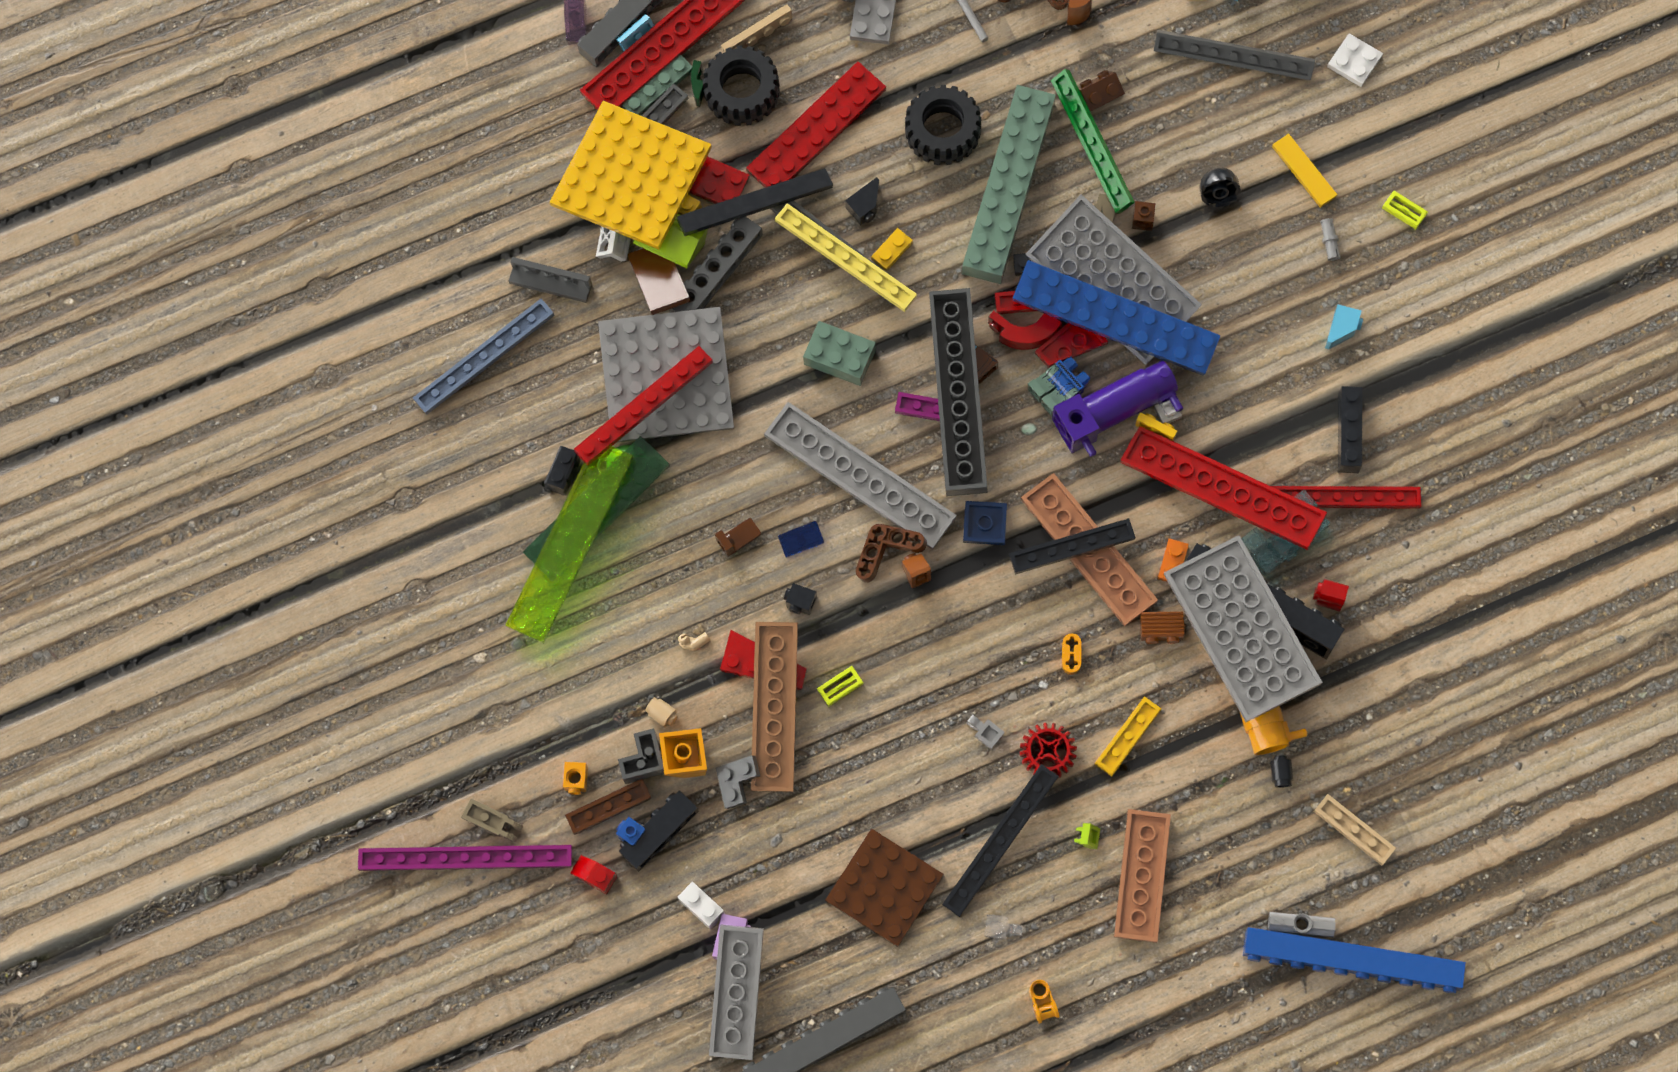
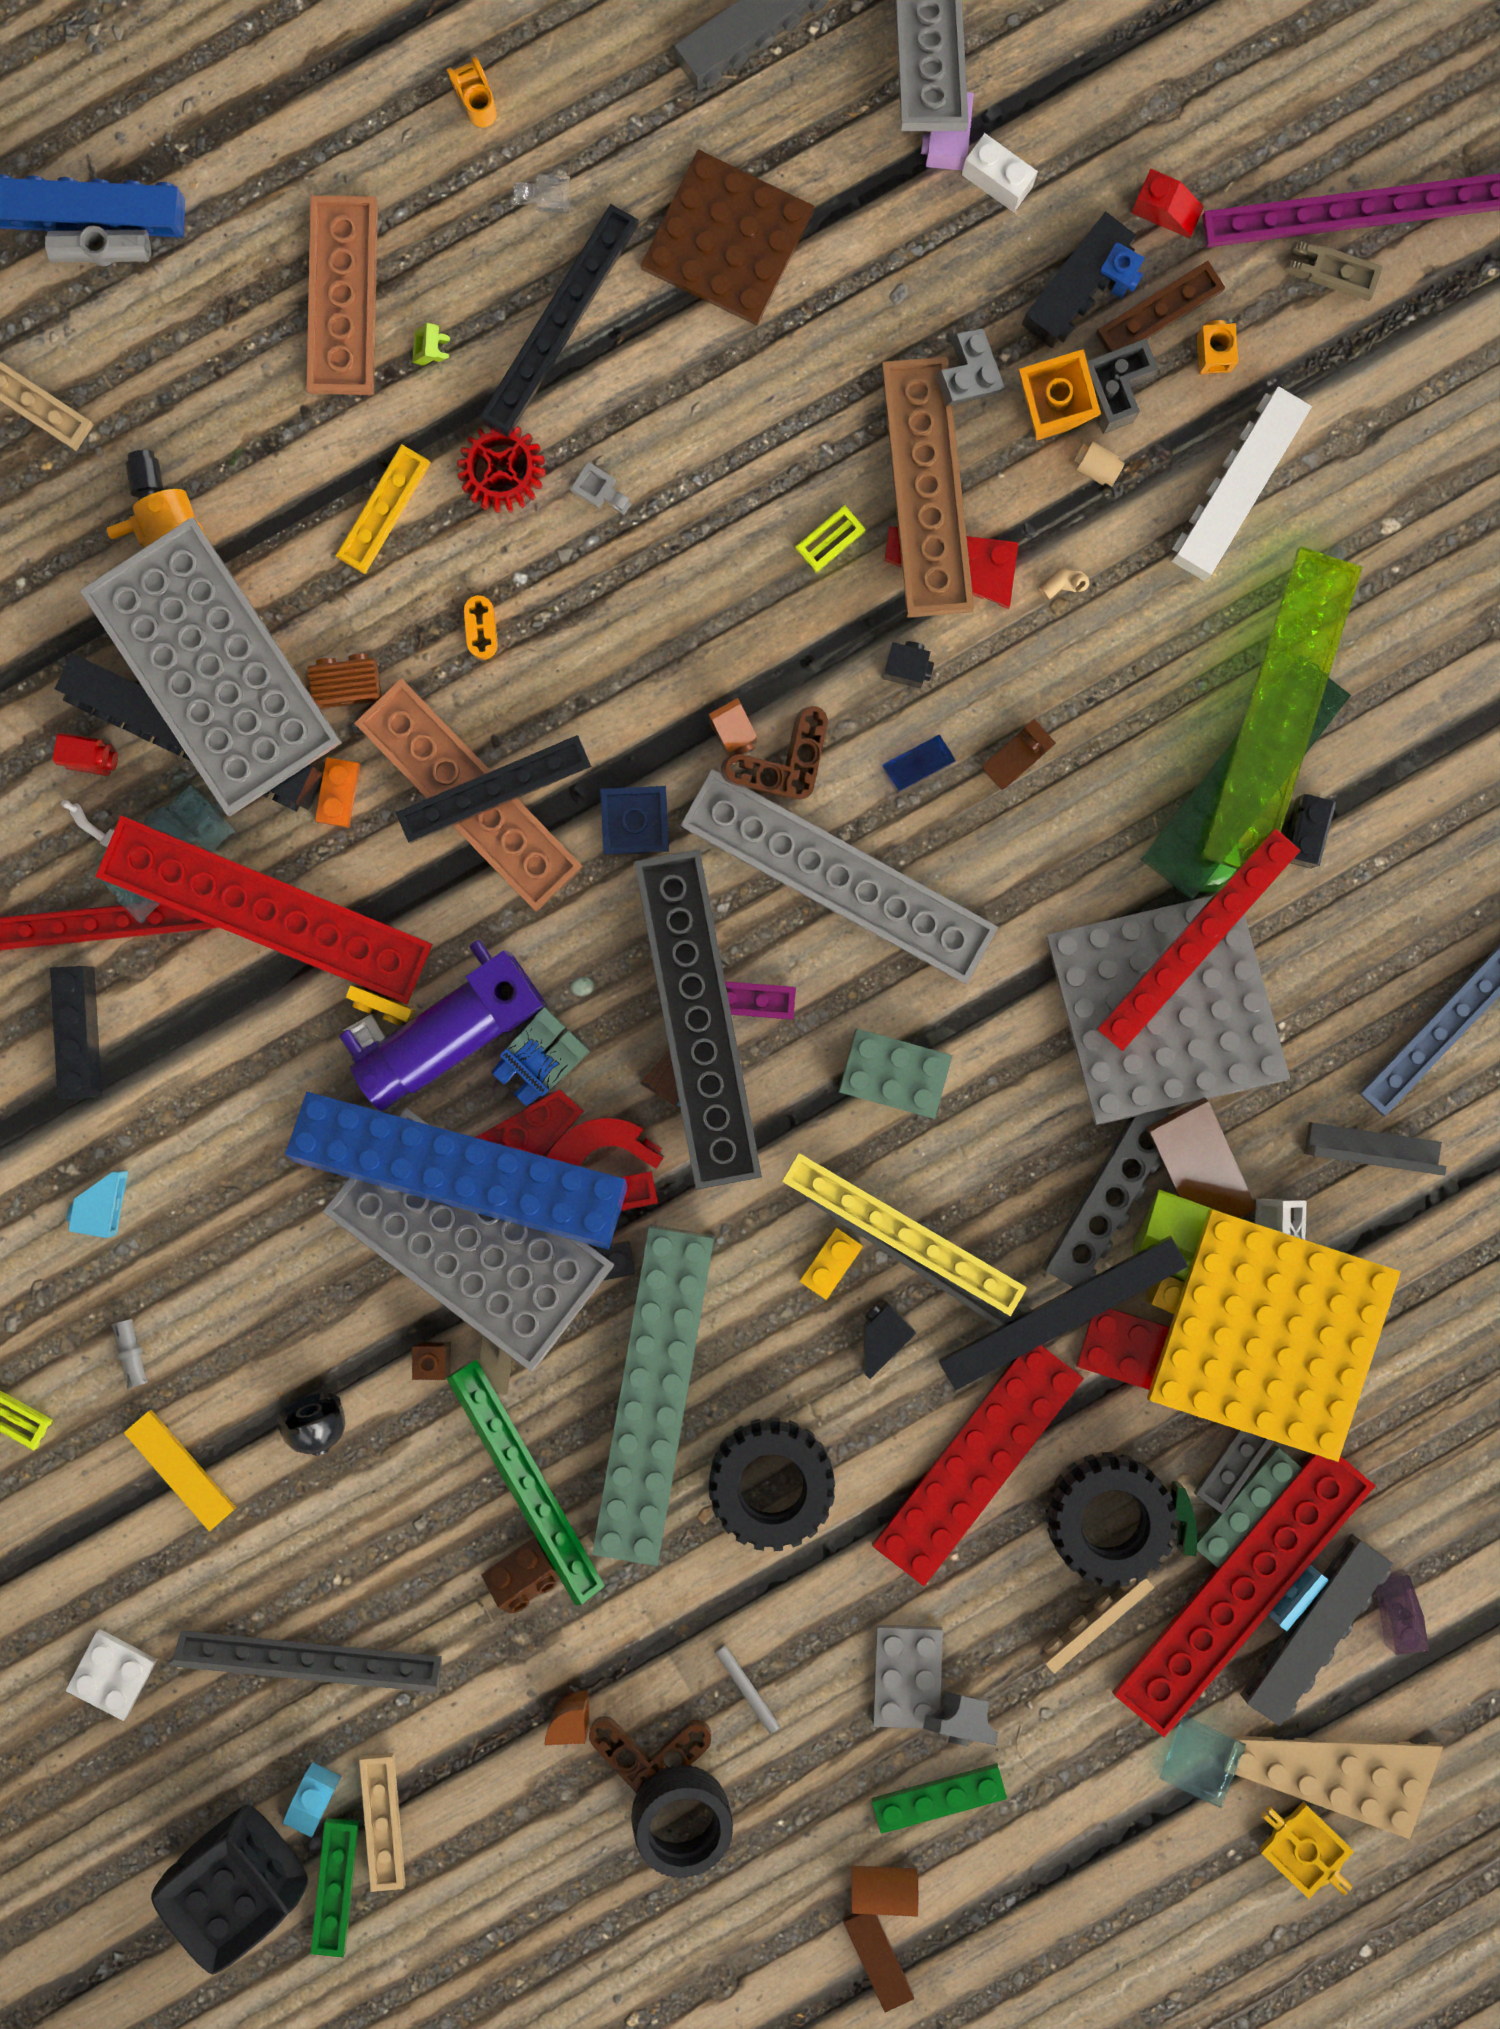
camera: 165 degrees right, 15 degrees up
(572, 689) = (1241, 483): none -> white brick
(1320, 546) = (81, 820): none -> white piece

